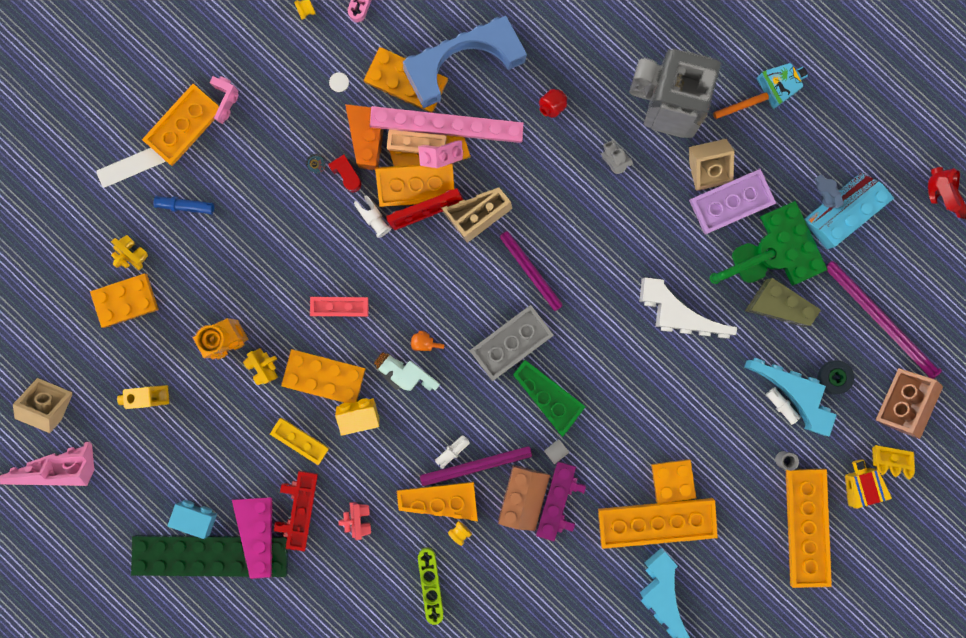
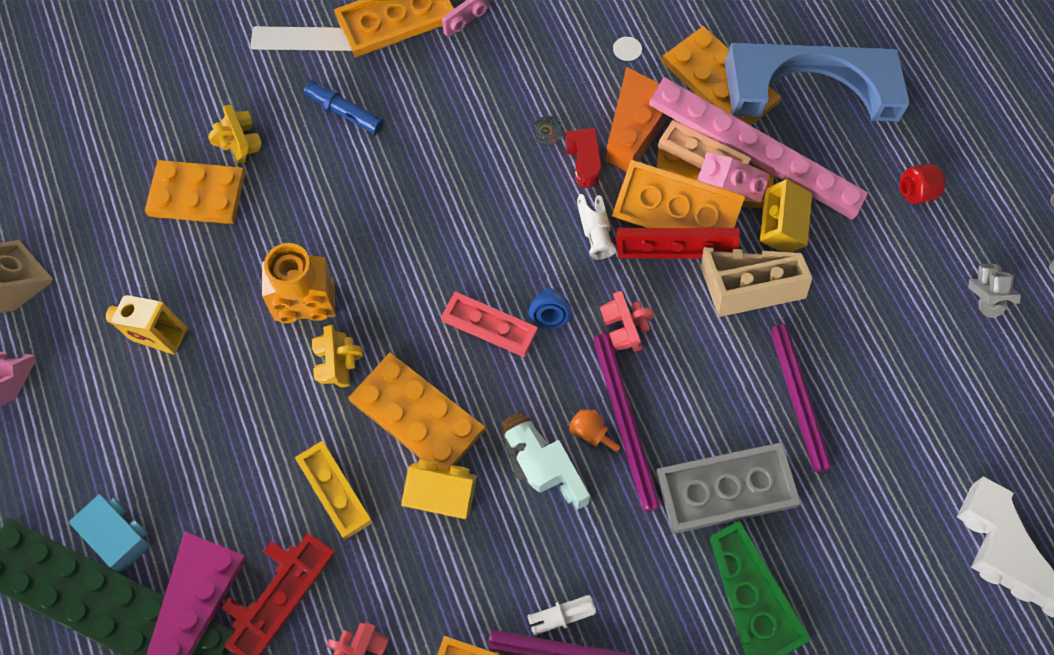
camera: 25 degrees right, 20 degrees down
(369, 282) = (550, 309): none -> blue brick
(410, 265) = (618, 310): none -> coral hips
(440, 328) = (626, 423): none -> magenta axle
(481, 163) = (786, 217): none -> yellow brick

